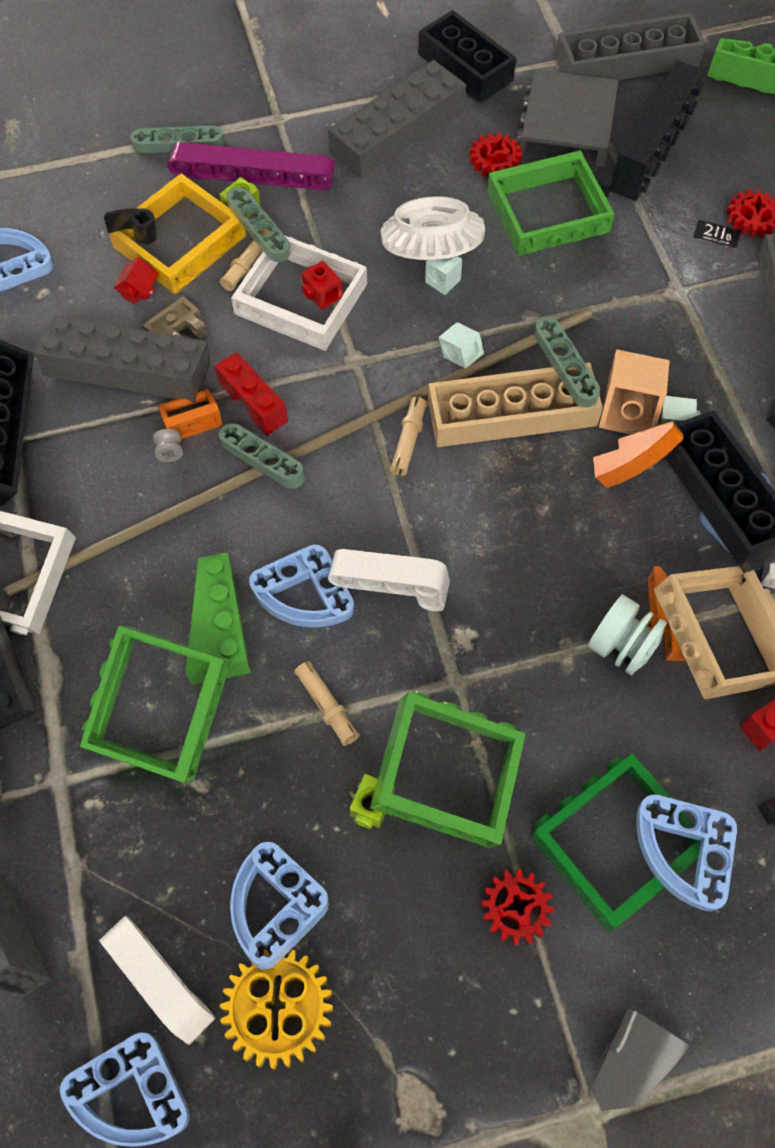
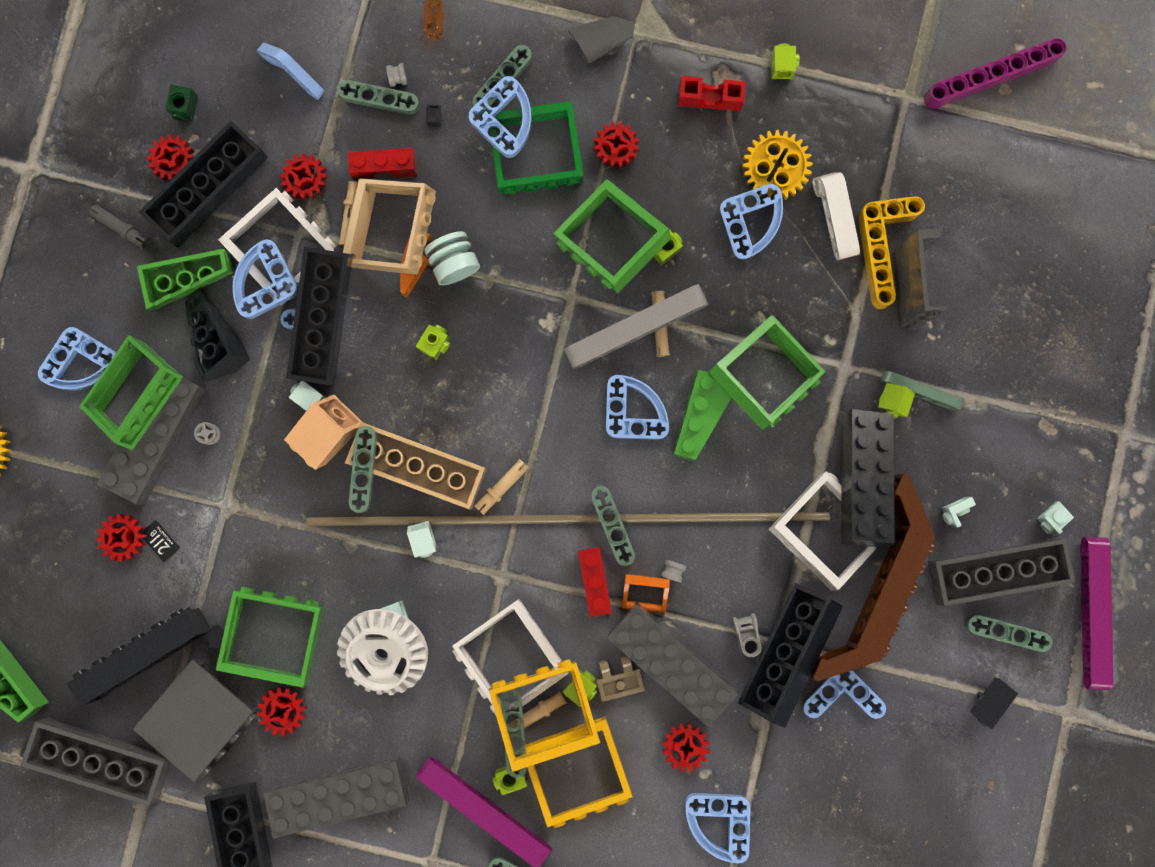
camera: 155 degrees left, 20 degrees up
(53, 425) = (747, 633): none -> light grey piece
(73, 297) = (695, 749): none -> red gear
(74, 970) = (880, 245): none -> yellow beam
(136, 281) = (632, 735): red brick -> none
(140, 220) = (607, 785): black panel -> none
(142, 1071) = (864, 175): light blue beam -> none
(212, 295) = (589, 687): none -> lime brick
(216, 210) = (557, 749): none -> yellow window
(321, 285) = (498, 642): red brick -> none
(350, 677) = (636, 326): none -> light grey beam
(392, 574) = (578, 380): white beam -> none
(428, 1061) = (726, 96): none -> red arch
(583, 539) = (433, 341): none -> lime brick
(636, 454) = (362, 376): orange slope -> none
(731, 917) = (498, 74): none -> sand green beam
(753, 329) = (202, 433): none -> light grey wheel

